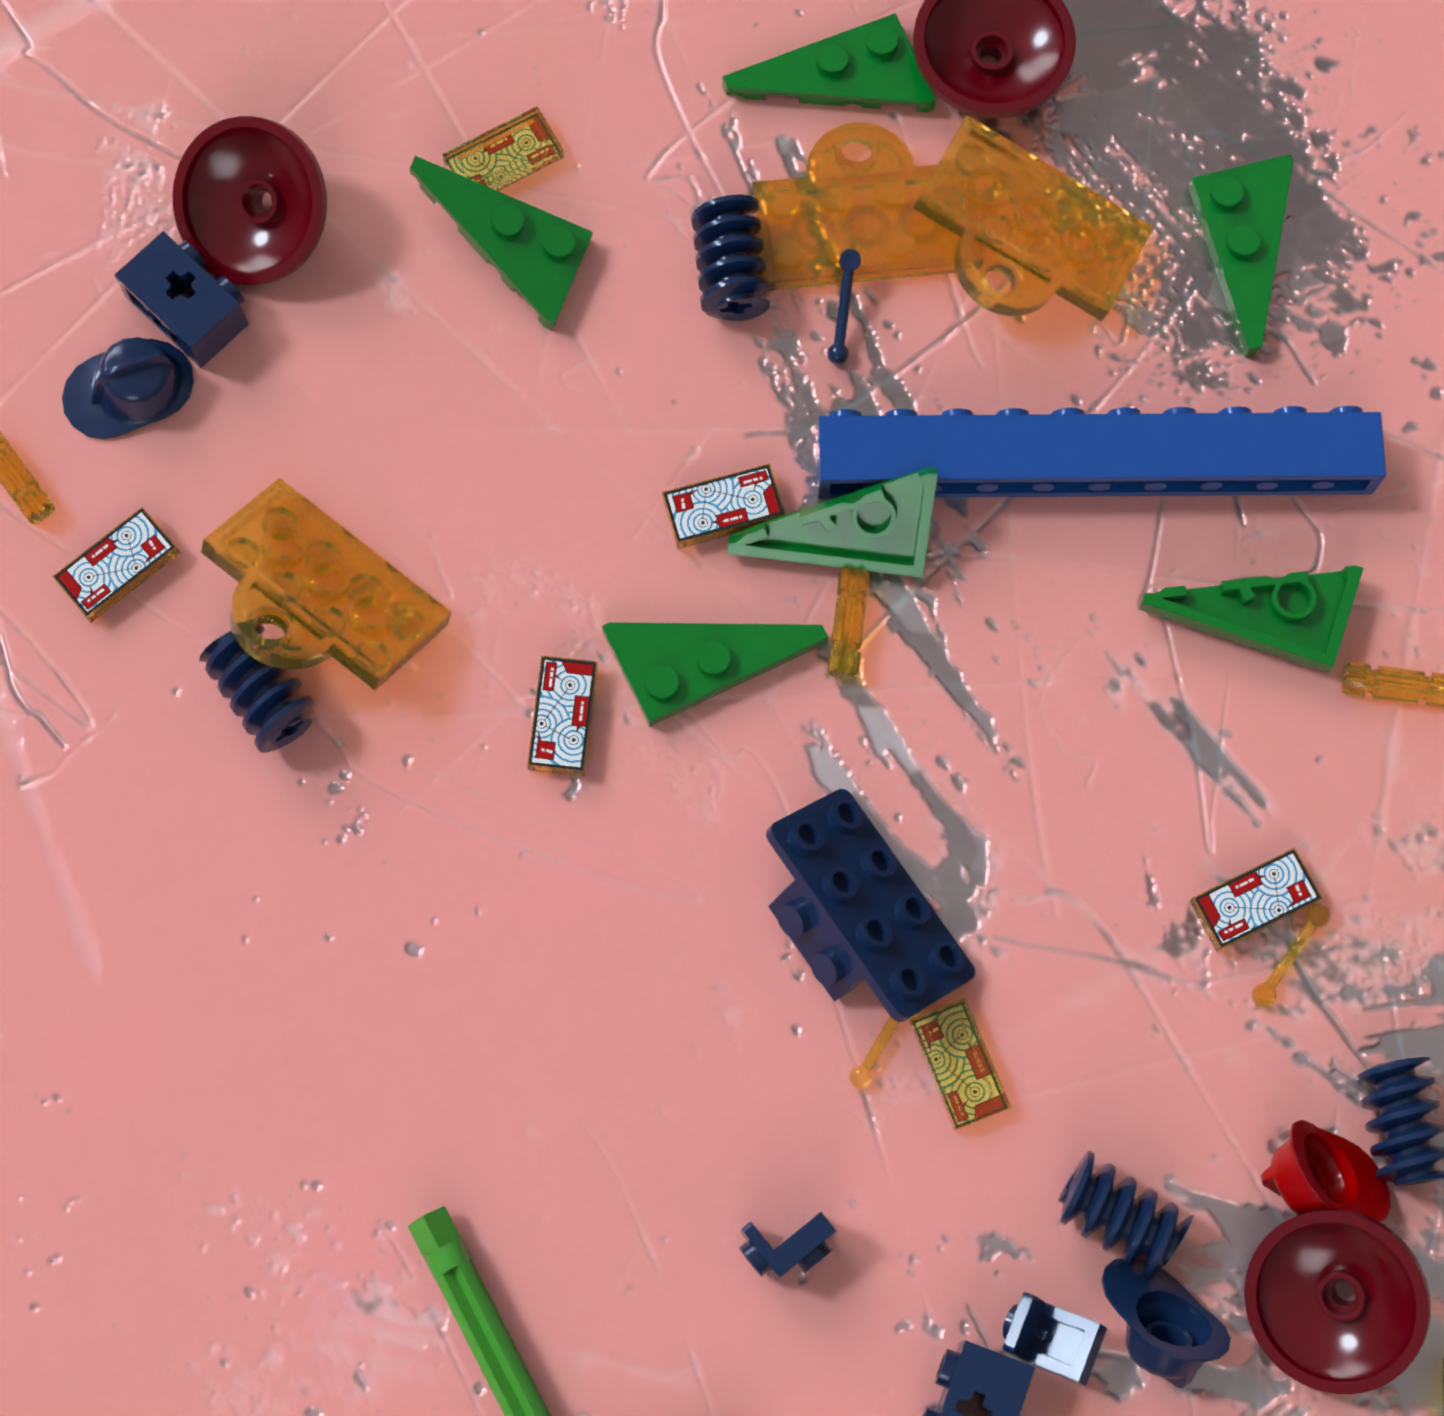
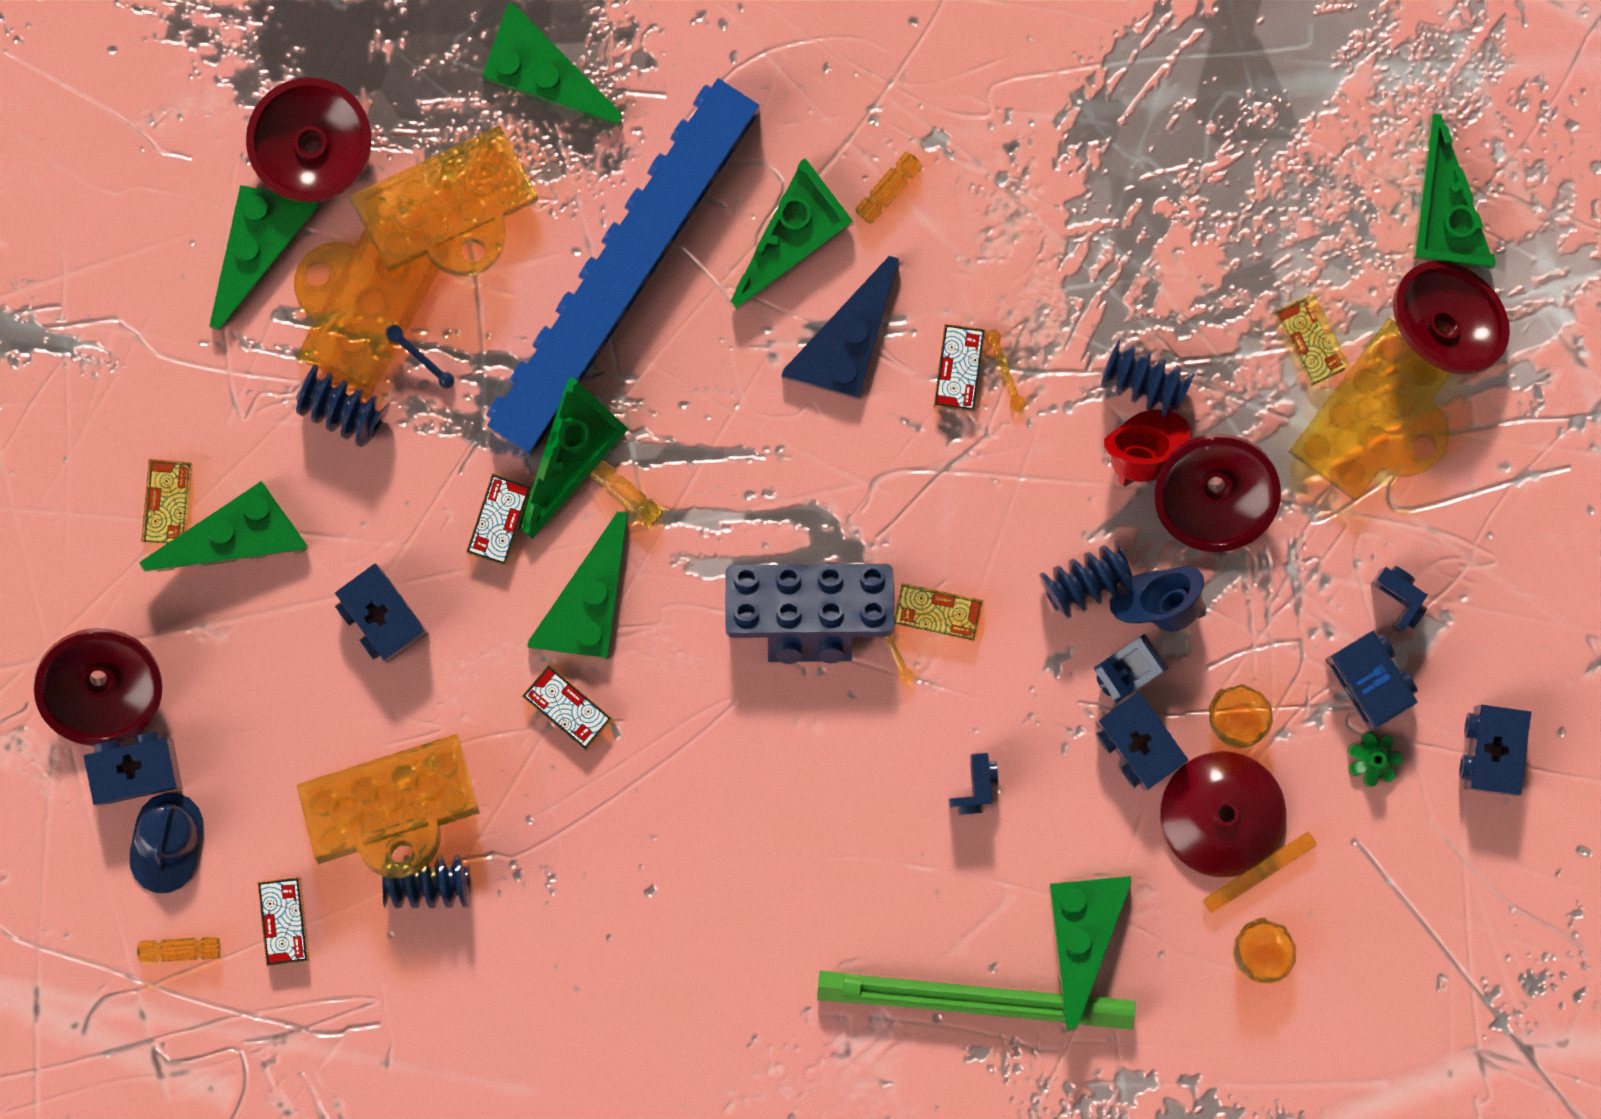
camera: 55 degrees left, 10 degrees up
(530, 475) = (375, 589): none -> dark blue brick
(1186, 753) = (843, 347): none -> dark blue wing

